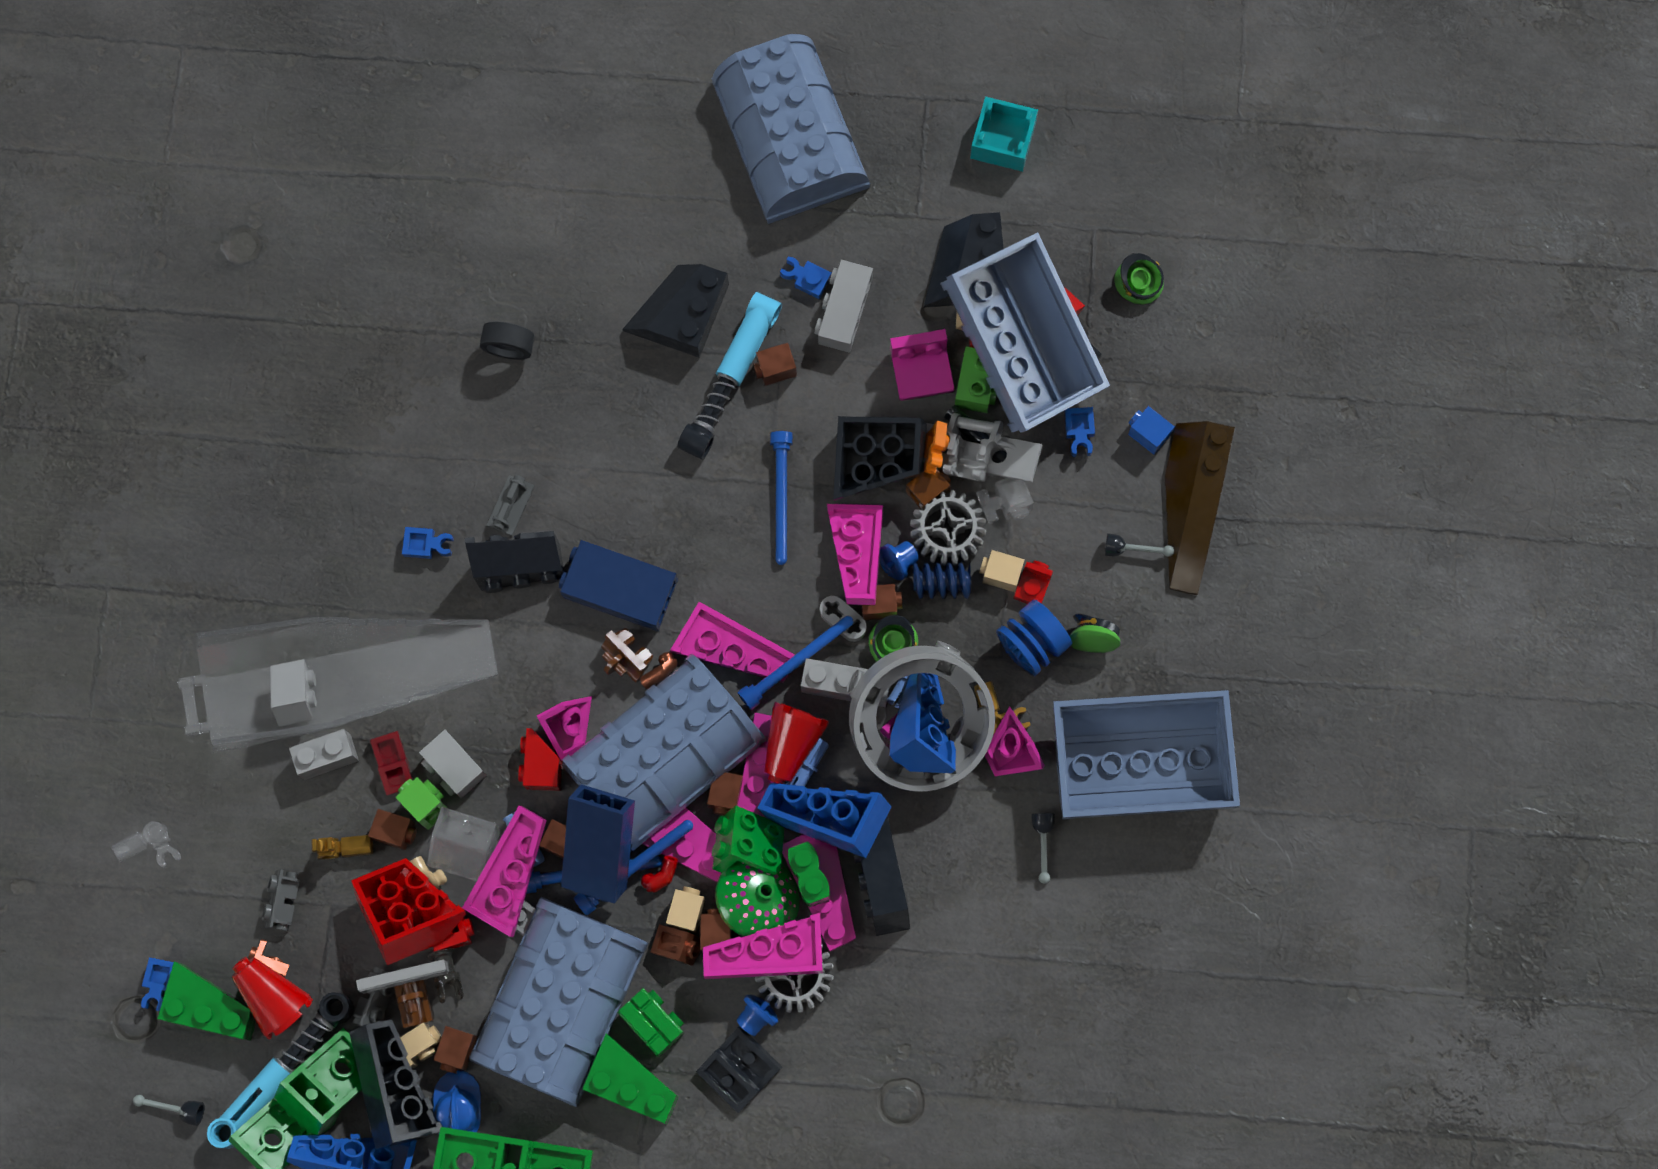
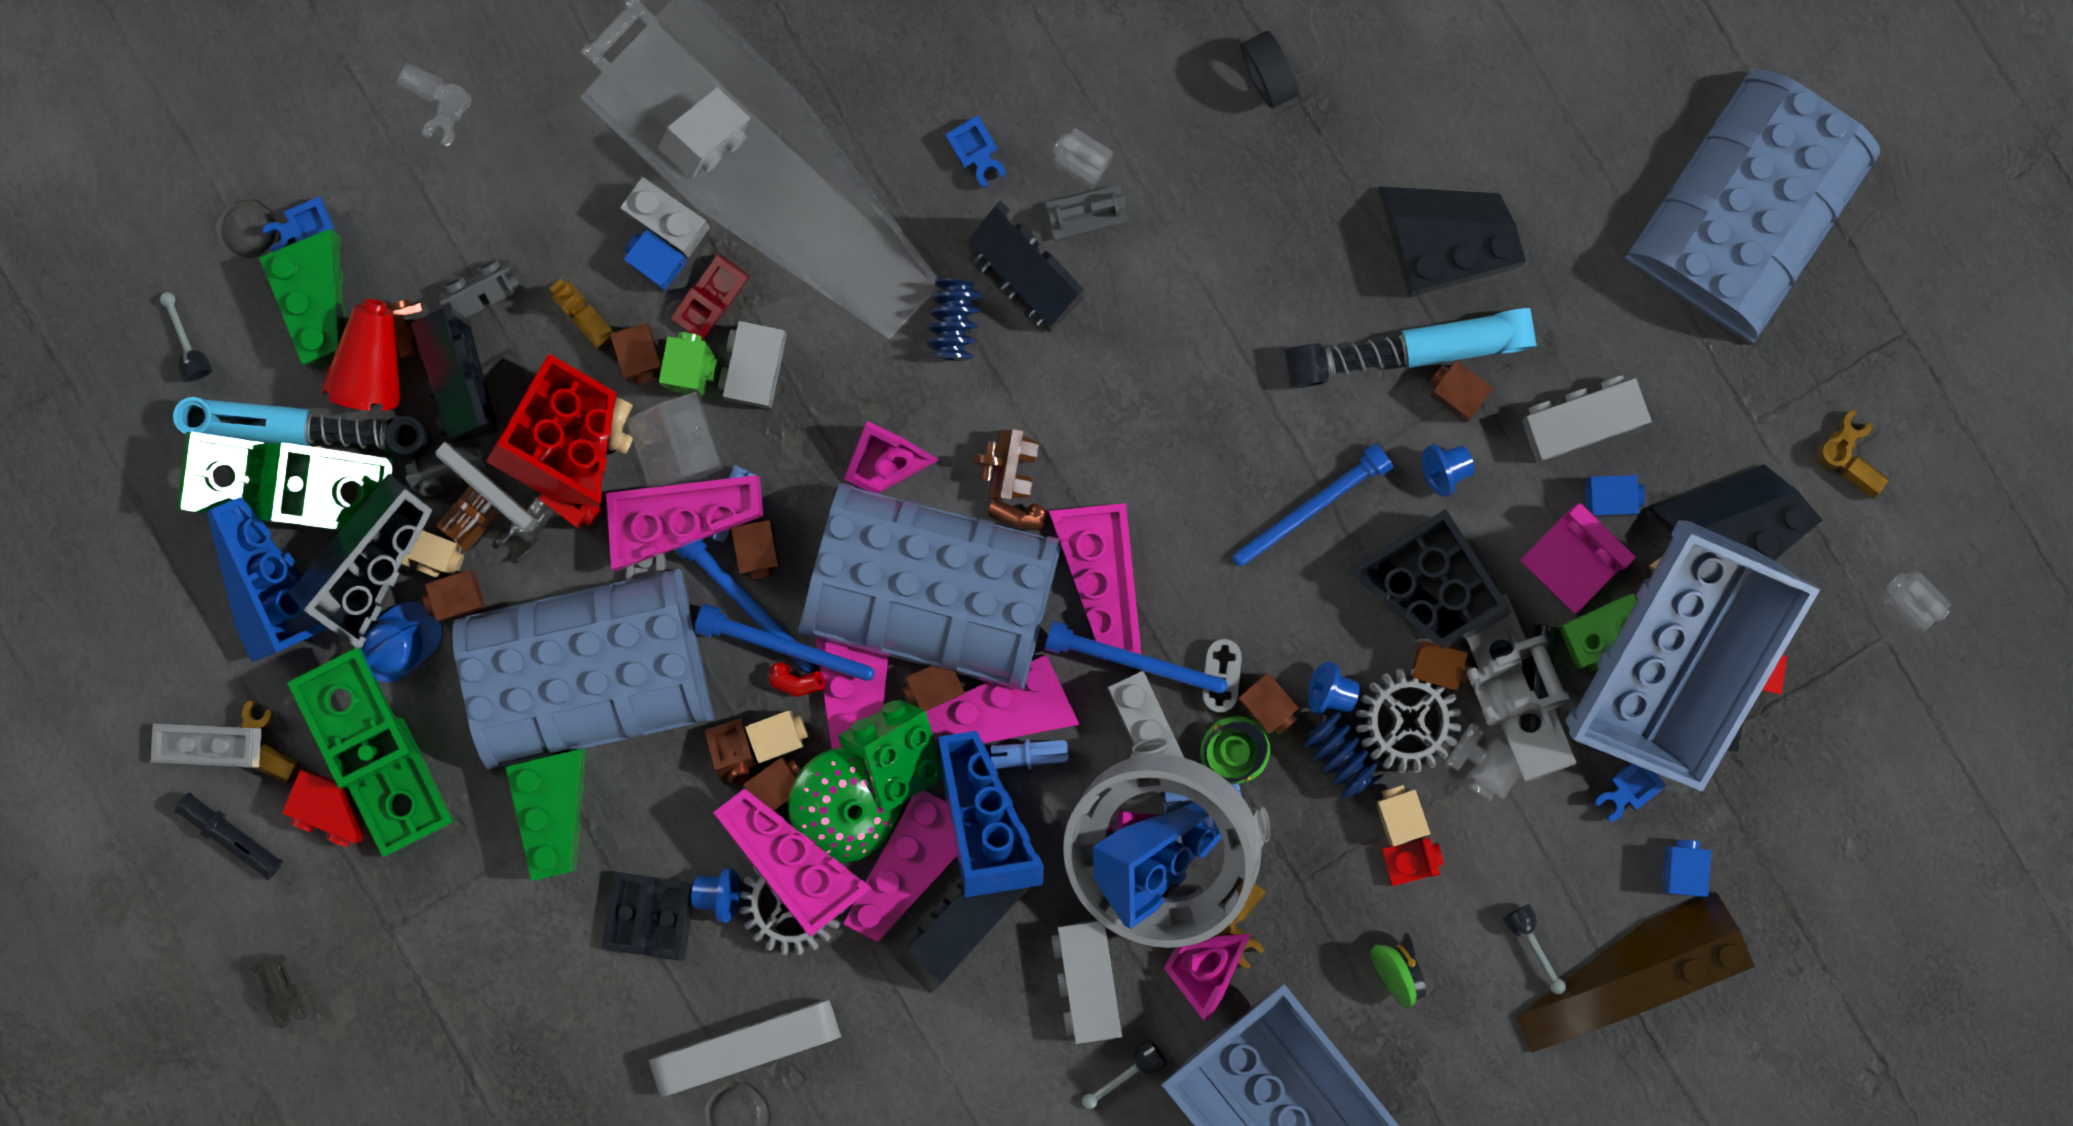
camera: 50 degrees right, 10 degrees up
(319, 949) = (454, 375): none -> black wedge
(343, 779) = (654, 259): none -> blue brick
(476, 484) = (1081, 157): none -> clear brick
(514, 626) = (954, 319): none -> dark blue piece
(541, 765) = (823, 462): red slope -> none
(597, 843) = (772, 595): dark blue brick -> none
(618, 585) = (1081, 399): dark blue brick -> none
(651, 1022) = (631, 786): green brick -> none
(790, 741) = (1039, 720): red cone -> none
(809, 278) = (1590, 356): blue plate -> none
(811, 880) = (911, 836): green brick -> none
(814, 403) = (1446, 467): none -> blue piece
(857, 546) = (1314, 634): dark pink wing -> none
(862, 1067) = (744, 1048): none -> light grey beam
(901, 319) = (1614, 496): none -> blue brick
(935, 443) = (1492, 641): orange plate -> none
(968, 182) = (1837, 455): none -> pearl gold bar
(969, 825) = (1087, 981): none -> light grey brick
(1004, 134) = (1925, 455): teal container -> none
(1038, 634) = (1347, 907): blue wheel -> none
(1084, 195) = (1916, 601): none -> clear brick
(1139, 279) = (1859, 733): bright green piece -> none

